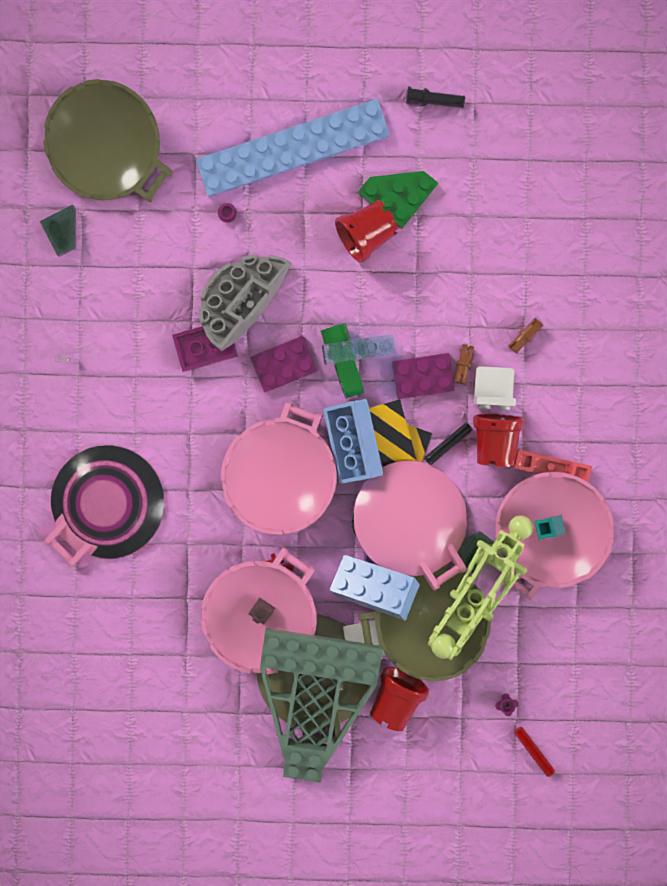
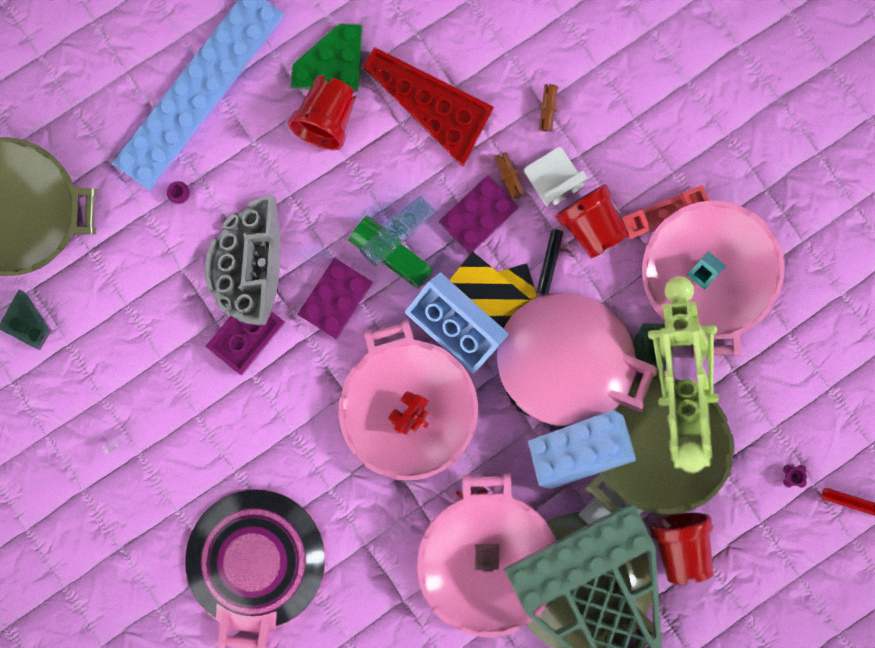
camera: 40 degrees left, 5 degrees down
(279, 483) = (413, 416): none -> red hips
(450, 284) = (441, 109): none -> red wing

